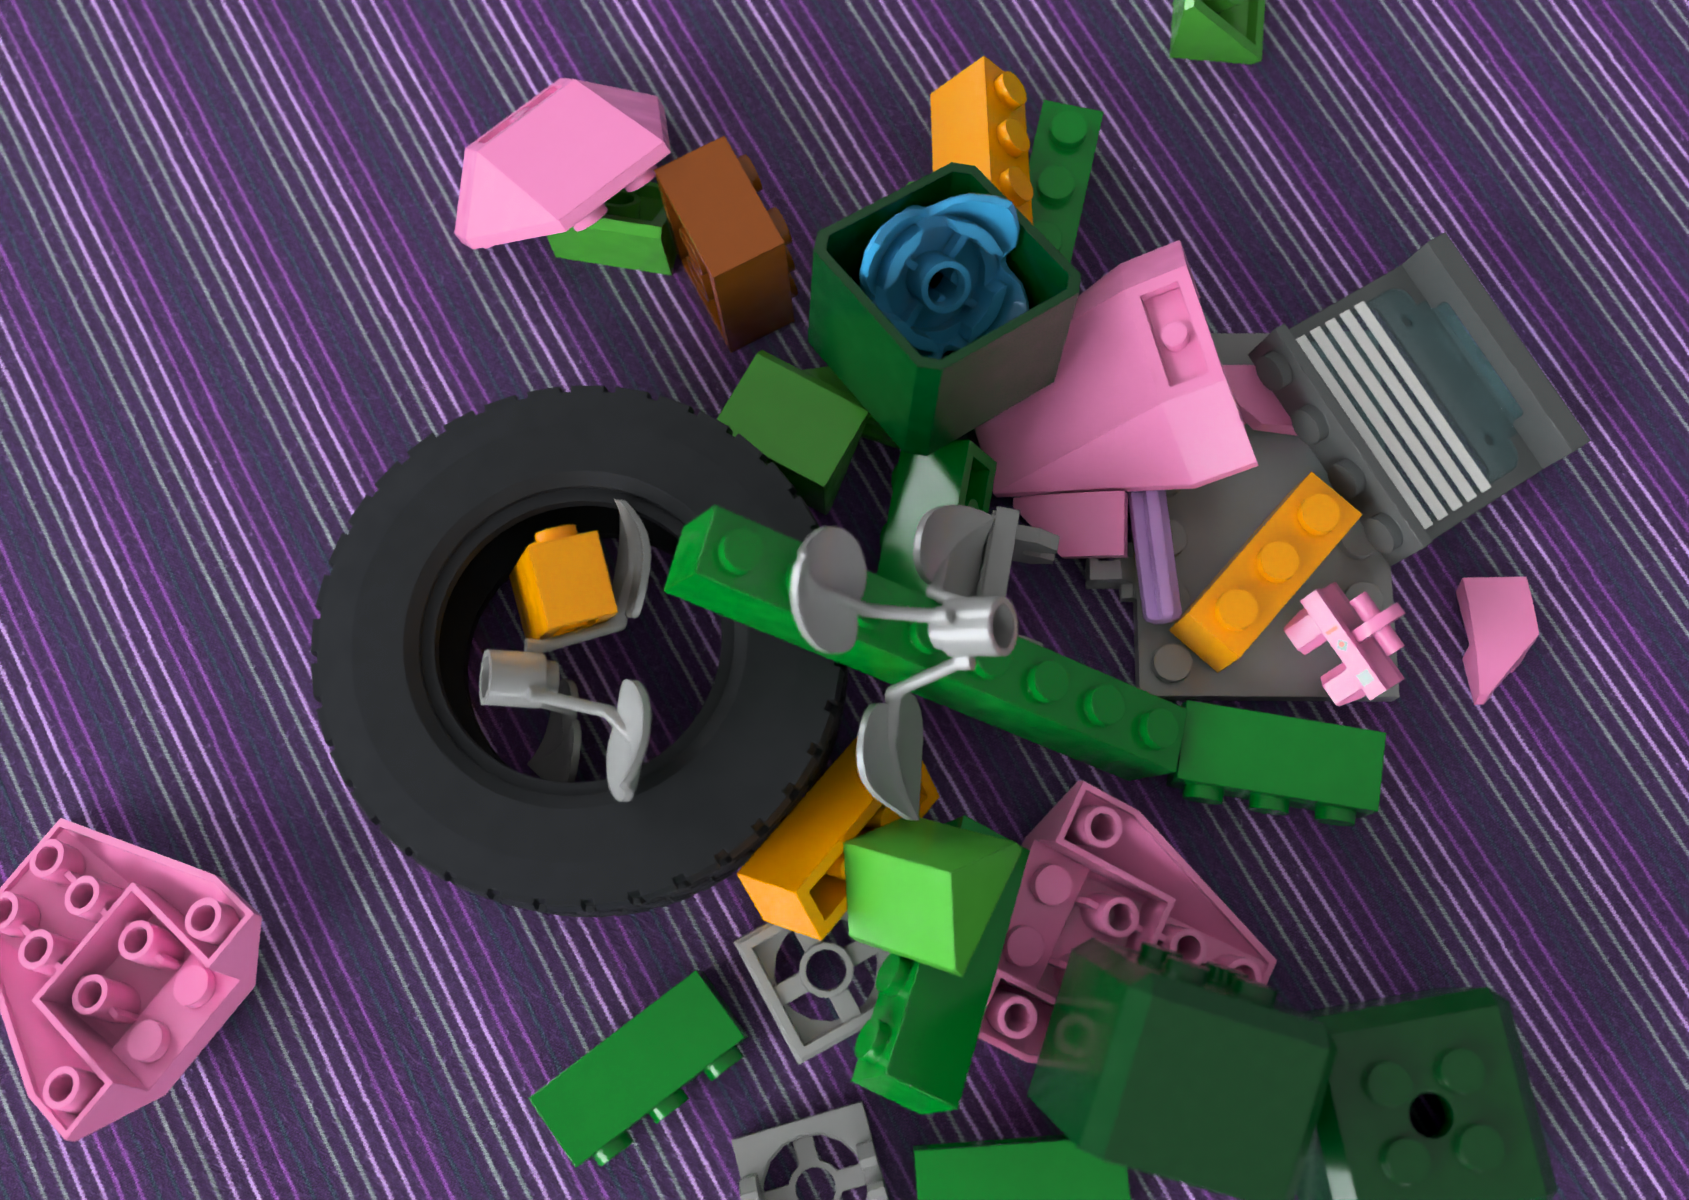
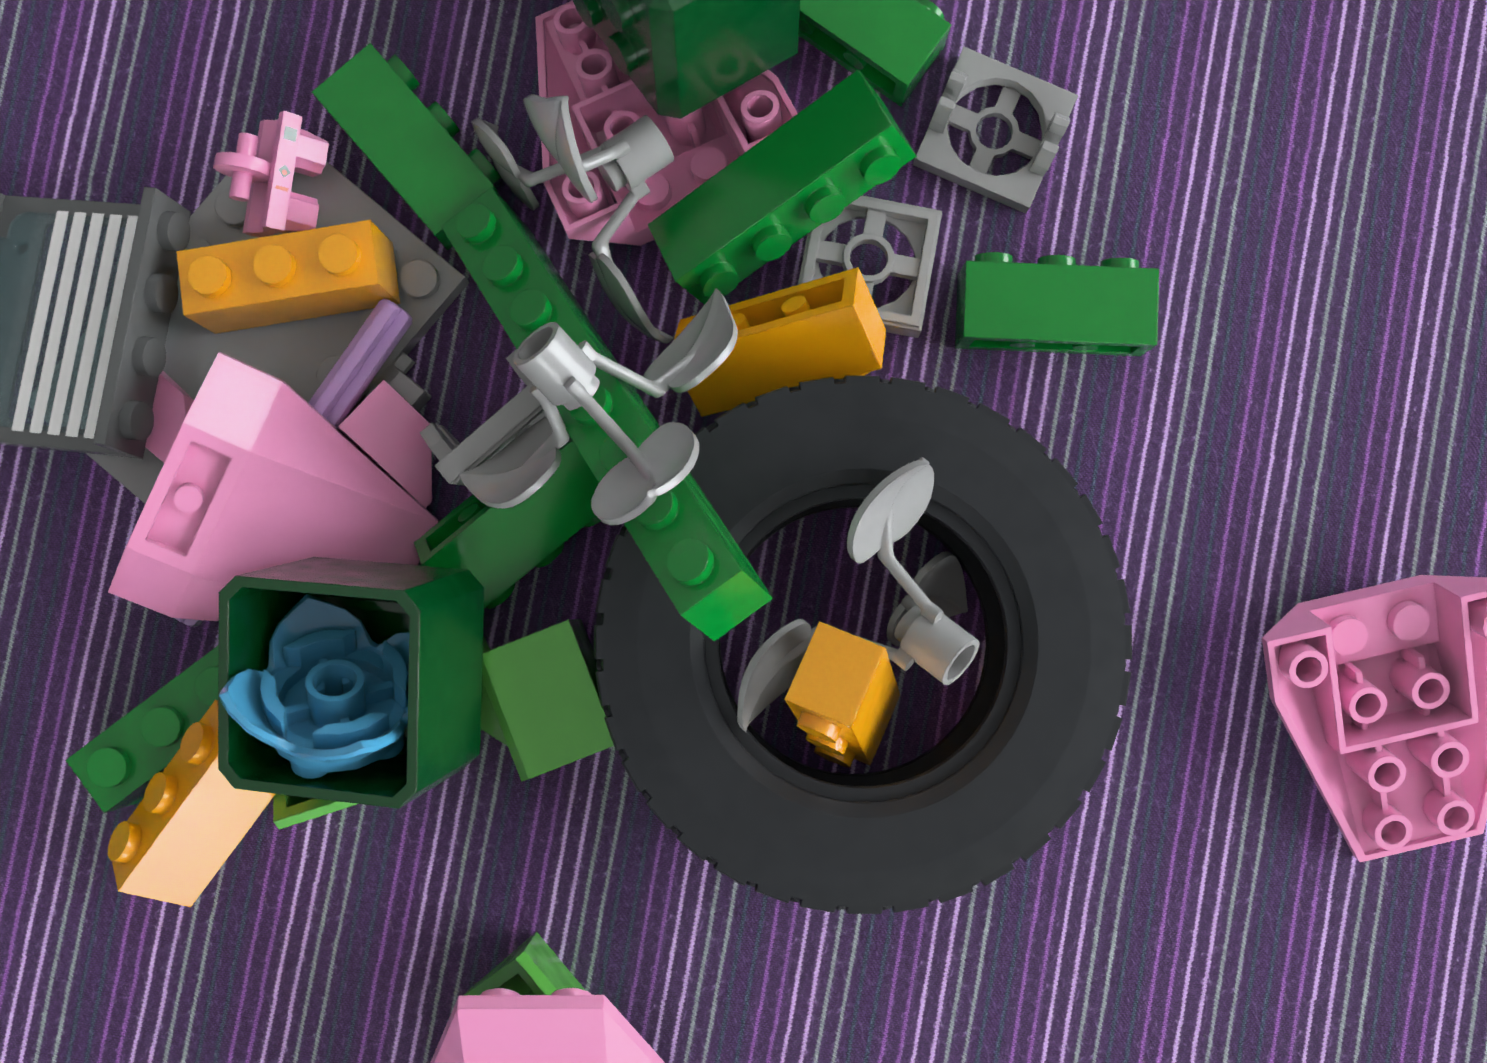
camera: 145 degrees left, 10 degrees up
(729, 241) = (469, 898): dark orange brick -> none
(925, 889) = (750, 237): bright green slope -> none
(1088, 872) = (622, 161): none -> light grey plant
(1498, 627) = (154, 106): bright pink slope -> none

